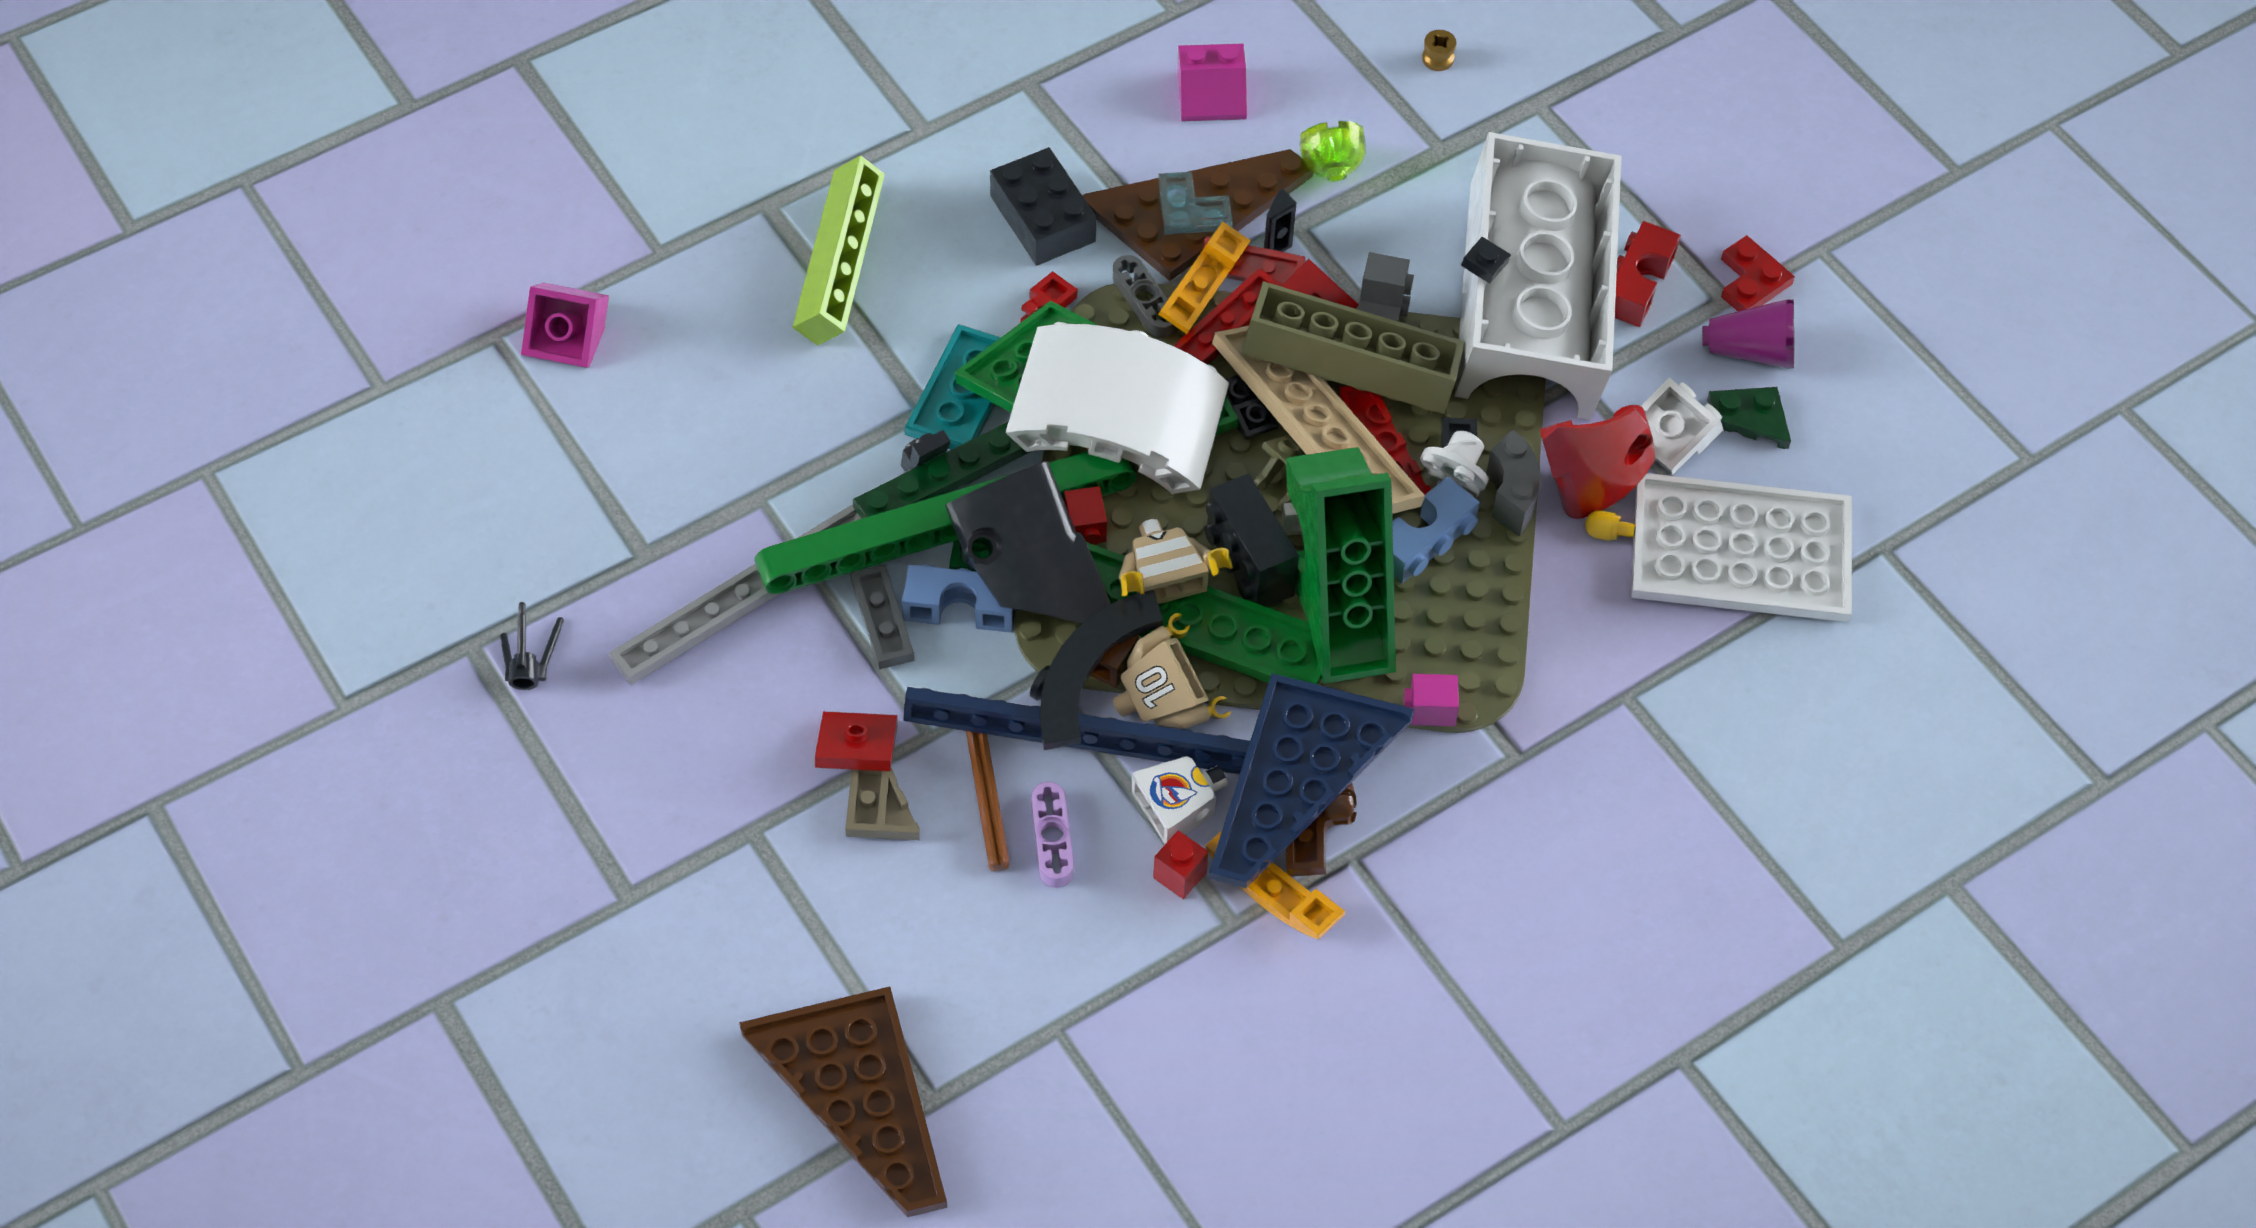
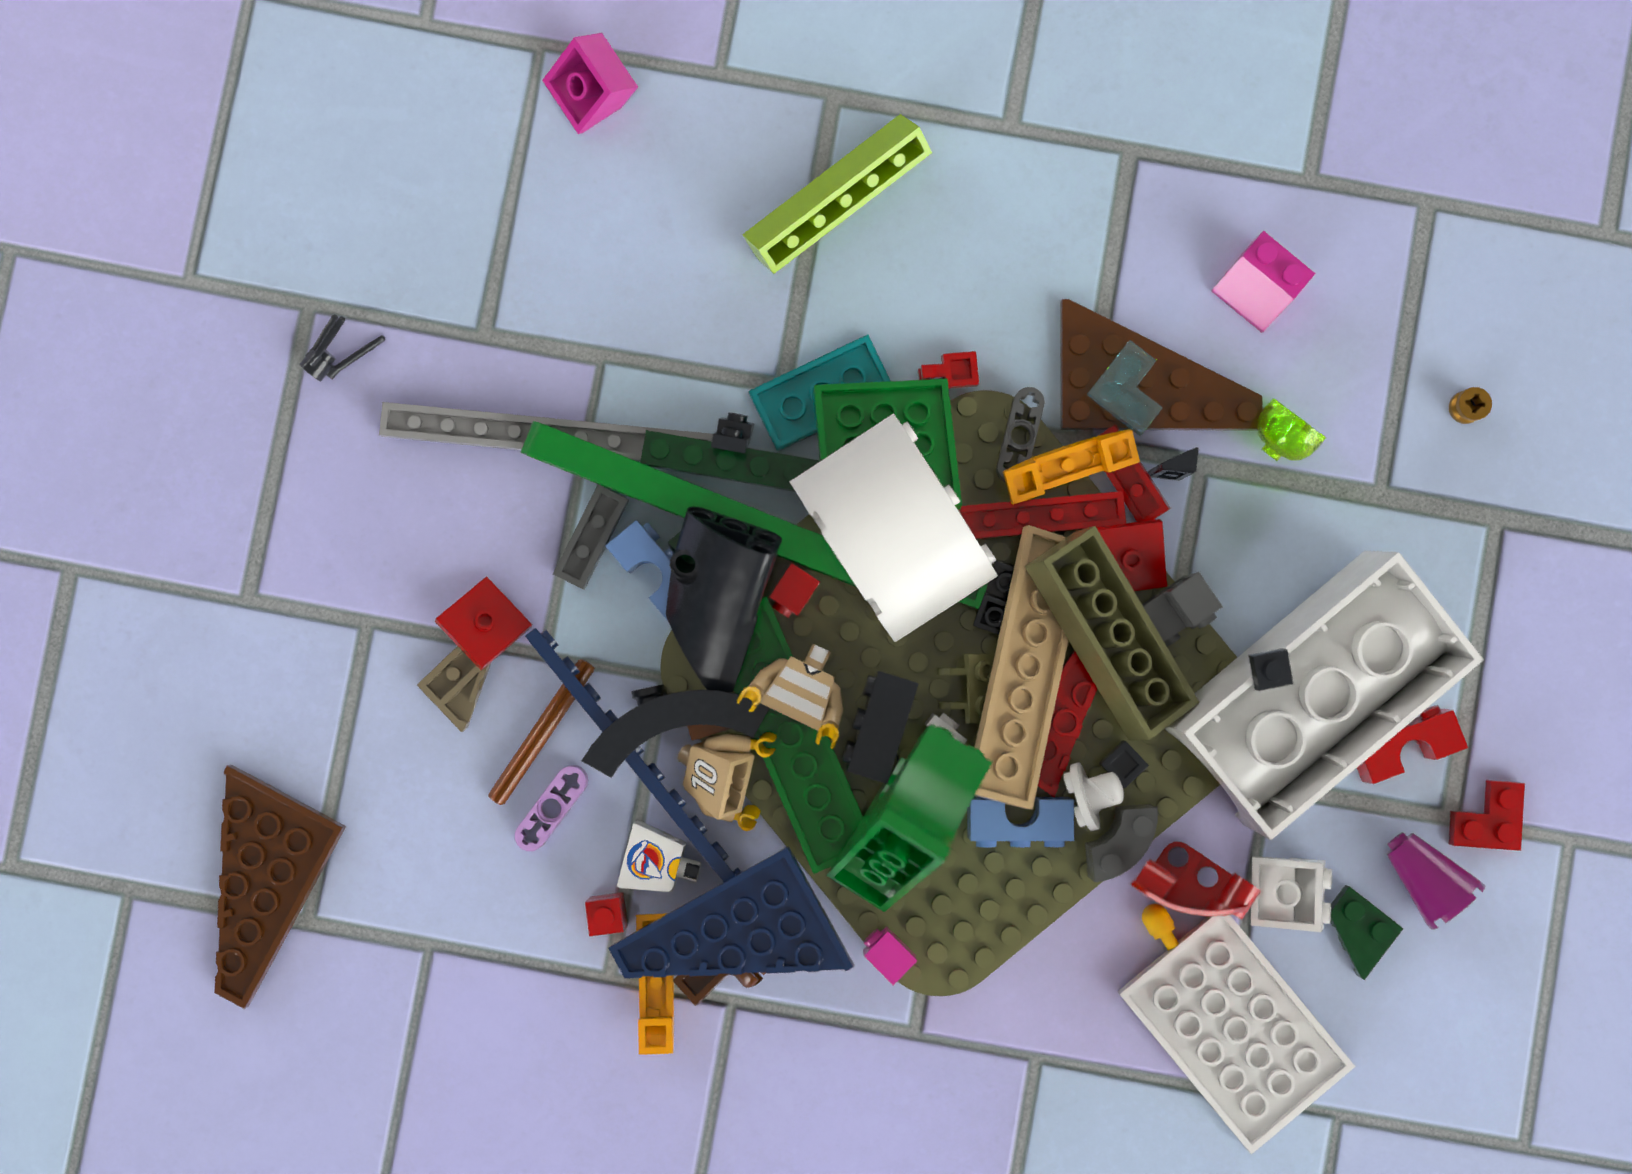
camera: 45 degrees right, 30 degrees up
(1042, 206) = (1024, 284): black brick -> none

